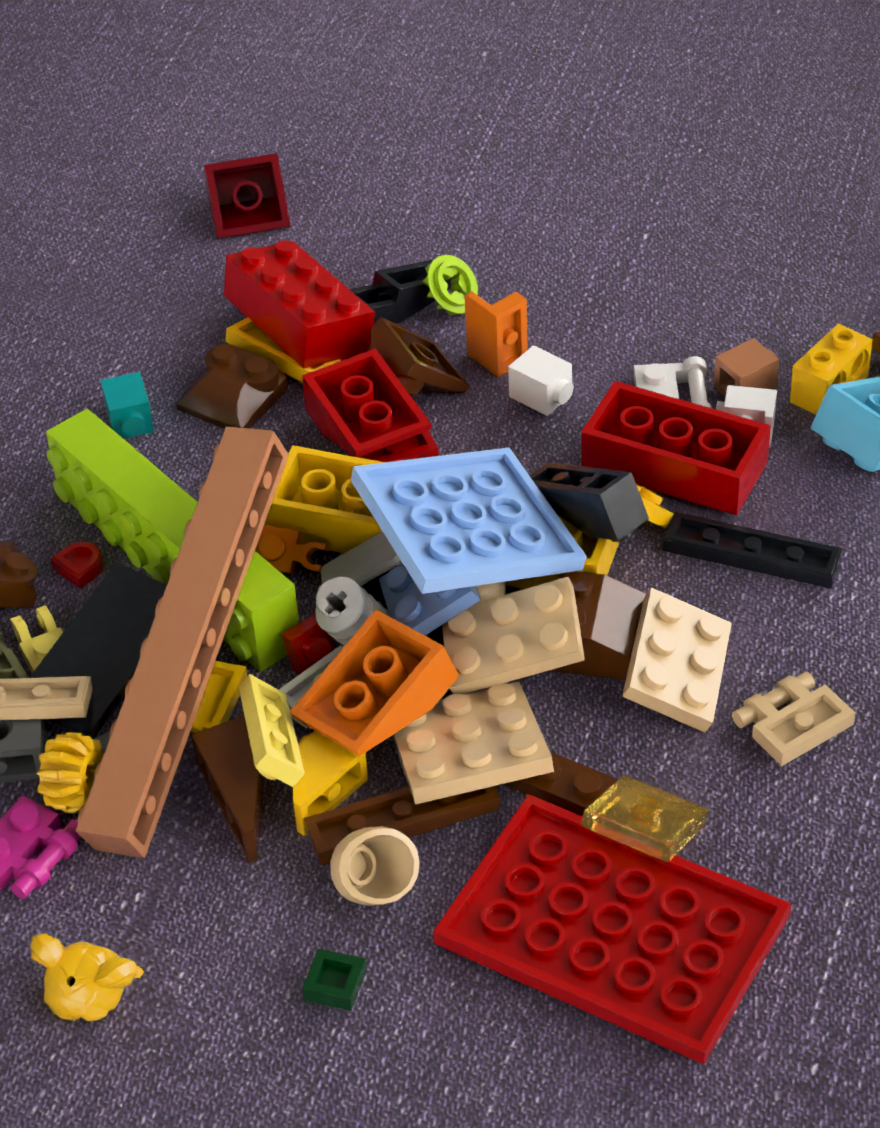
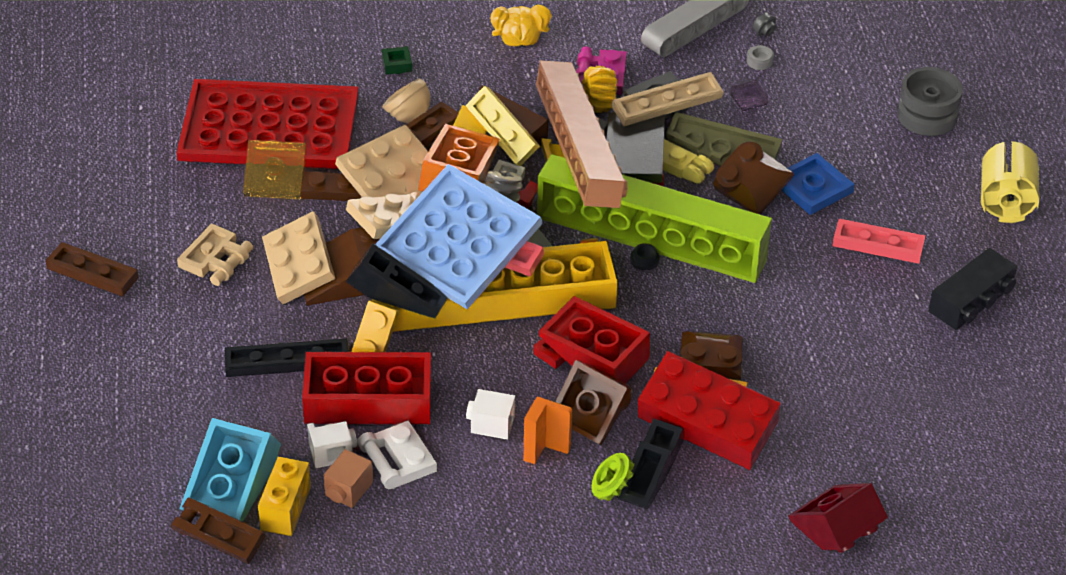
camera: 150 degrees right, 0 degrees up
(127, 405) = (767, 311): teal brick -> none

